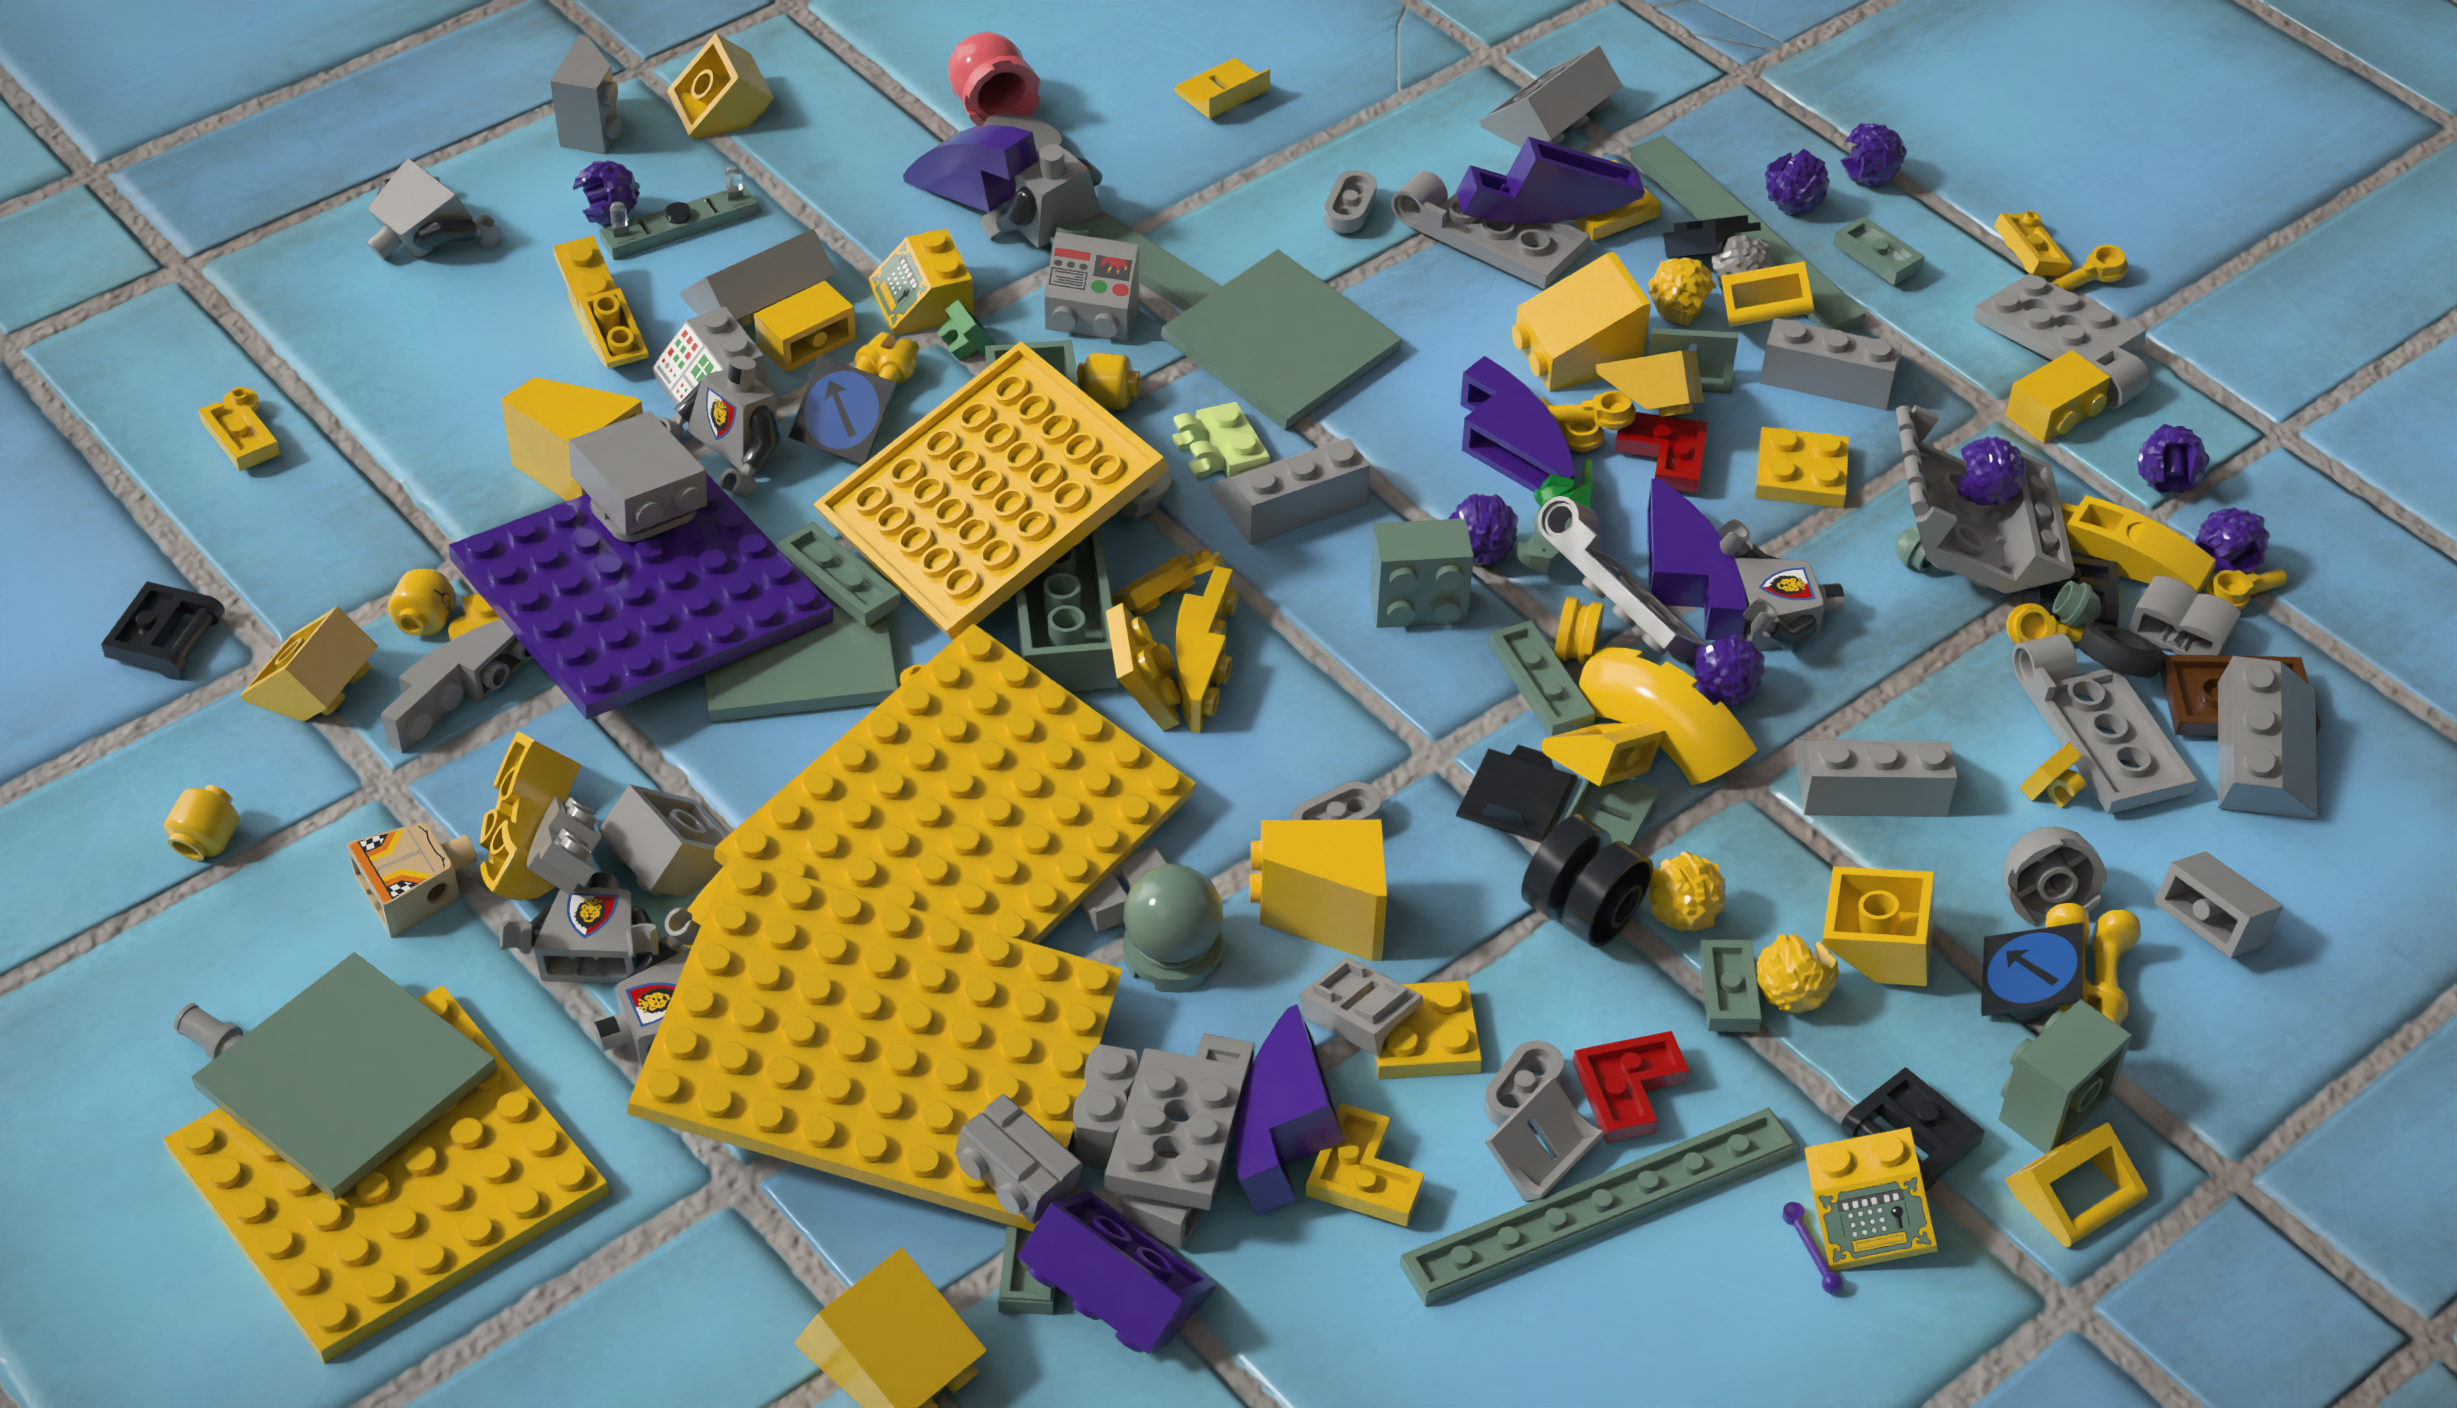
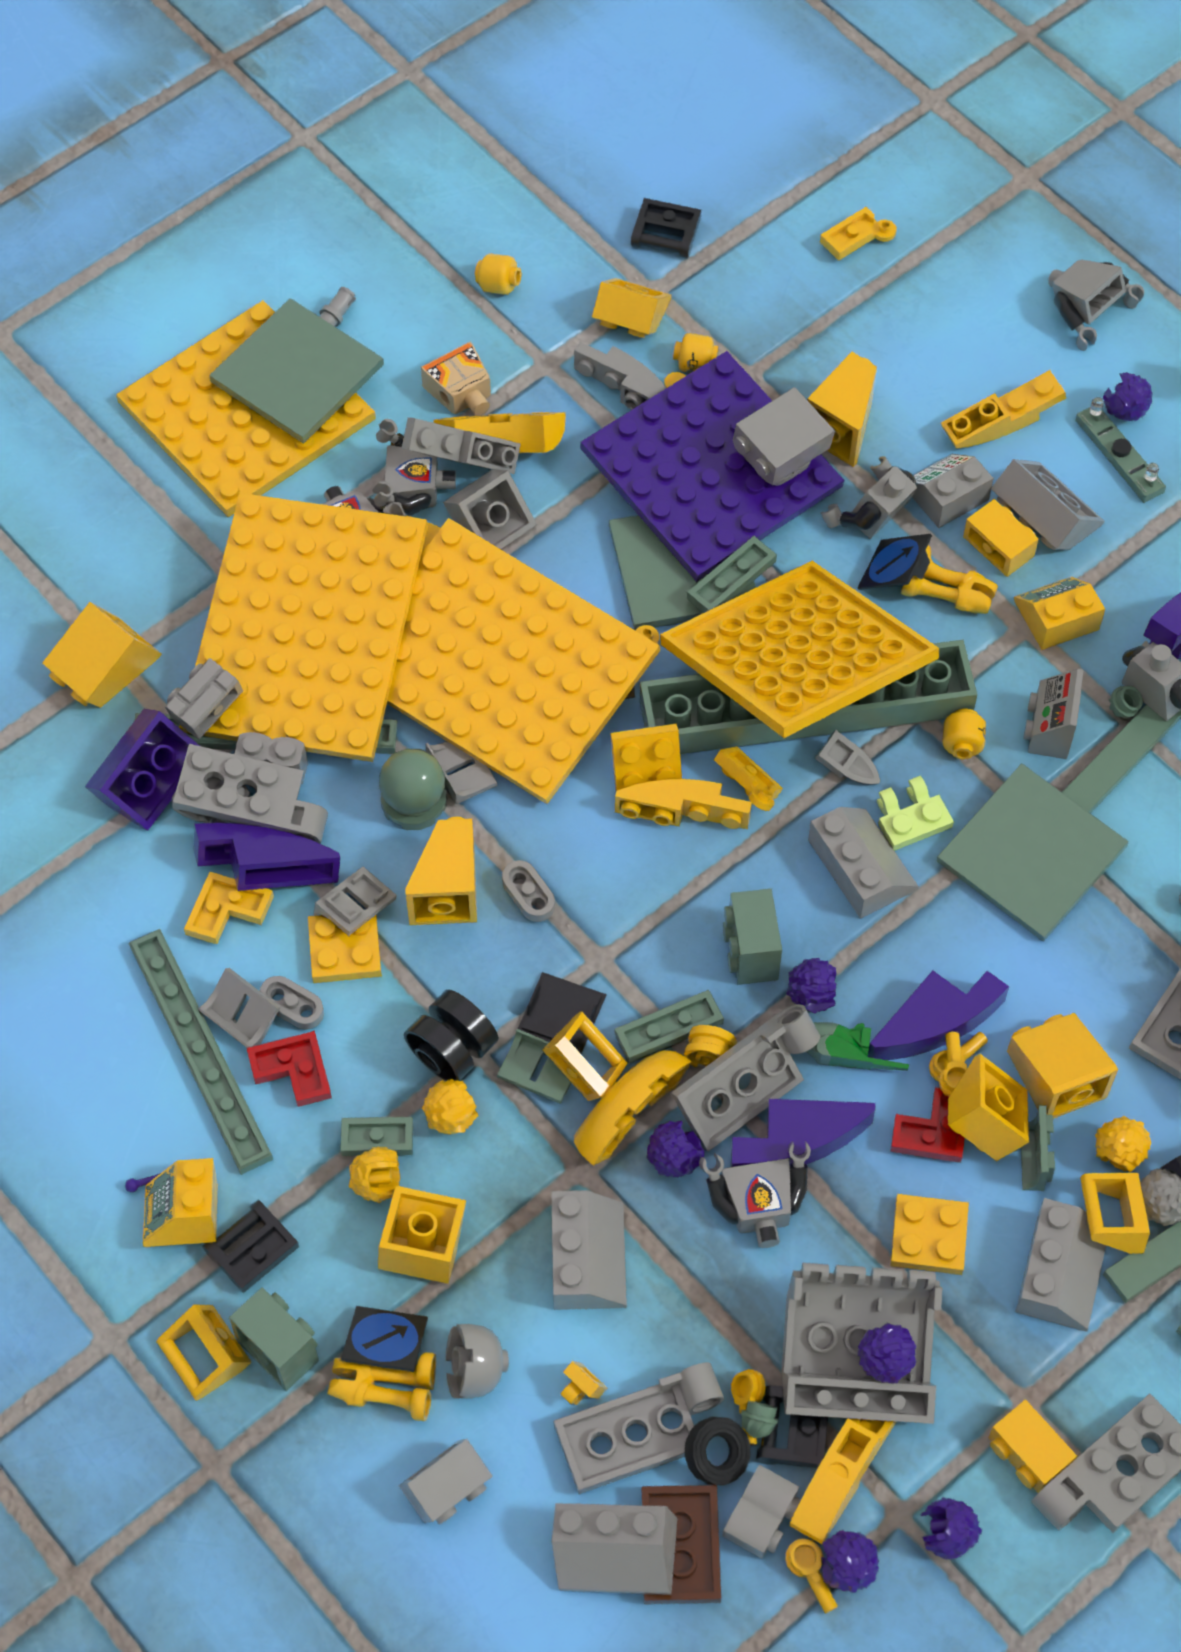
camera: 90 degrees right, 15 degrees up
(964, 332) = (1011, 641): green tile -> none

